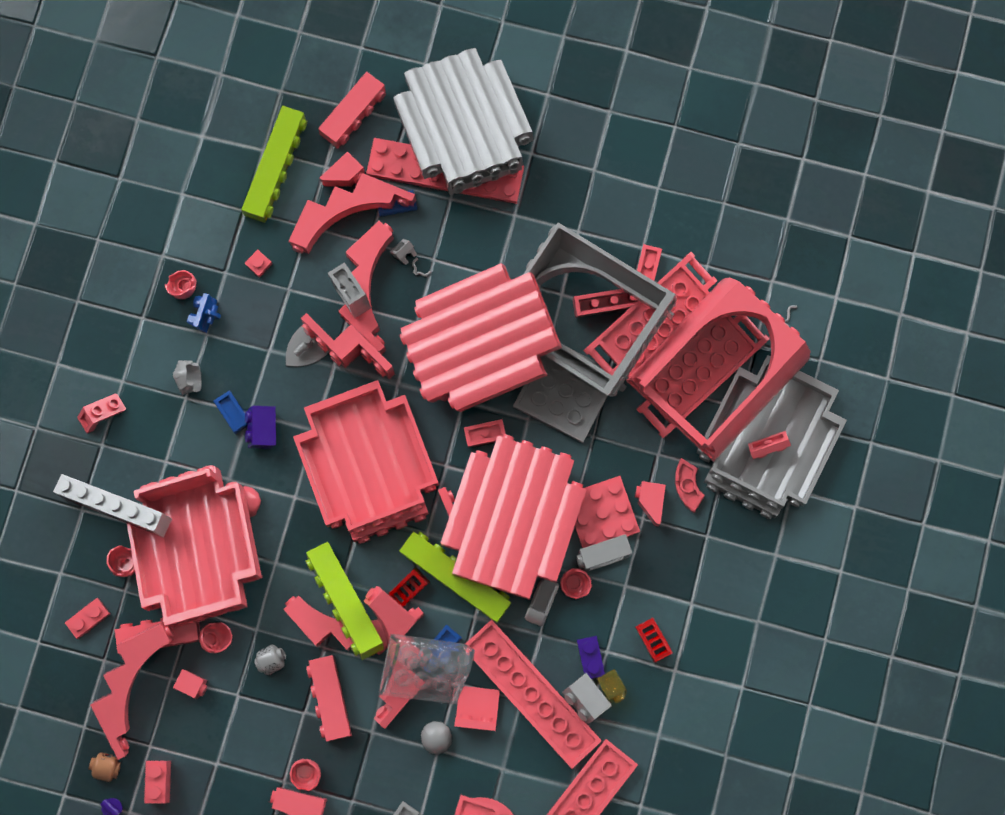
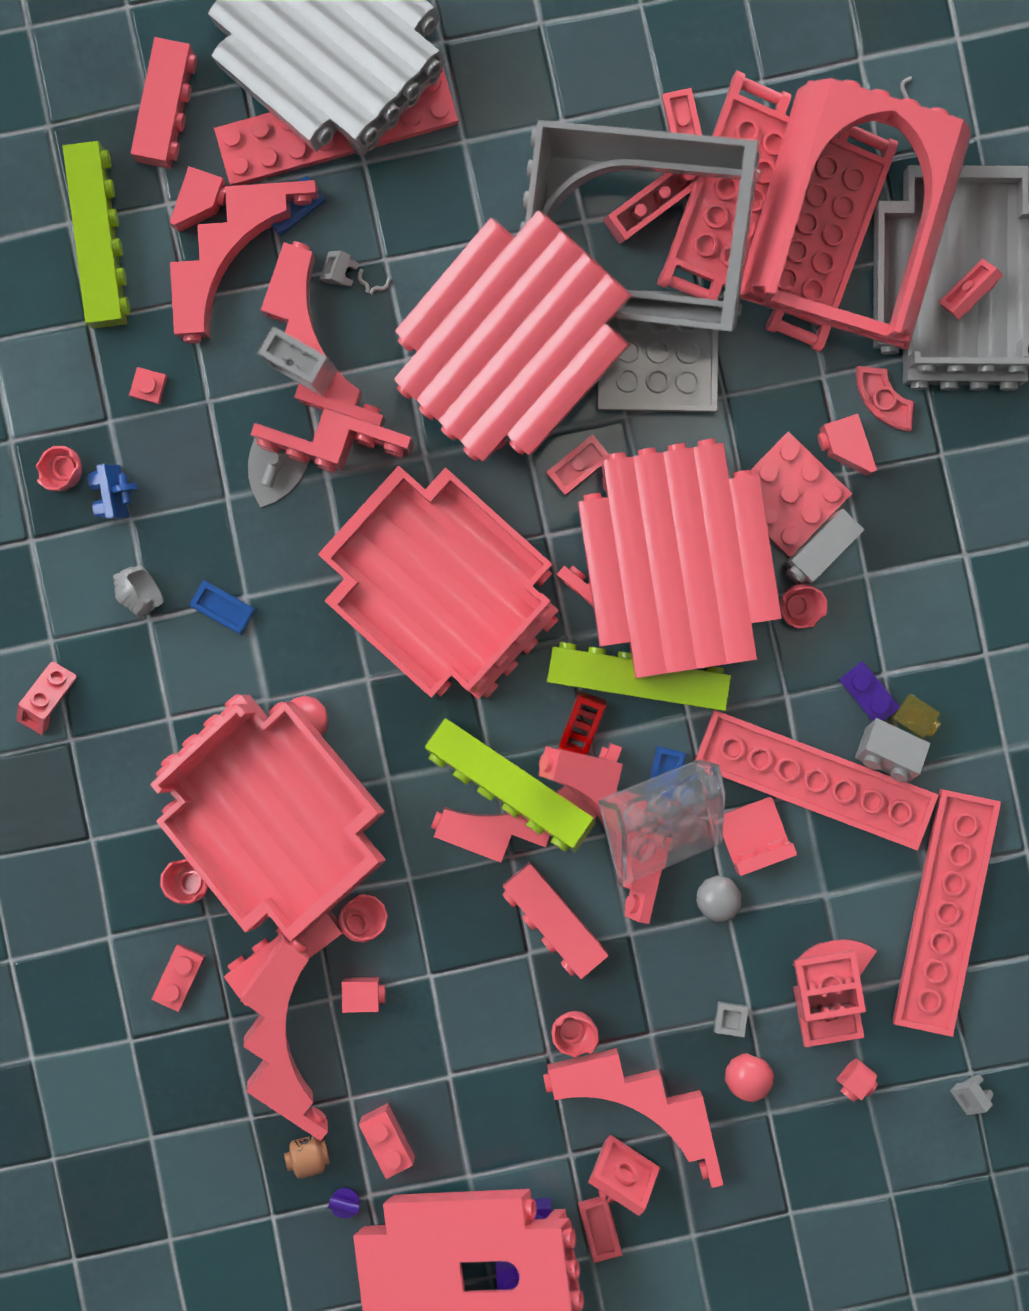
camera: 30 degrees left, 10 degrees up
(112, 505) = (131, 817): brick -> none
(261, 427) = (273, 609): dark purple brick -> none
(270, 659) = (450, 910): light grey head -> none
(541, 602) = (771, 658): light grey animal -> none
(661, 655) = (954, 651): red slope -> none

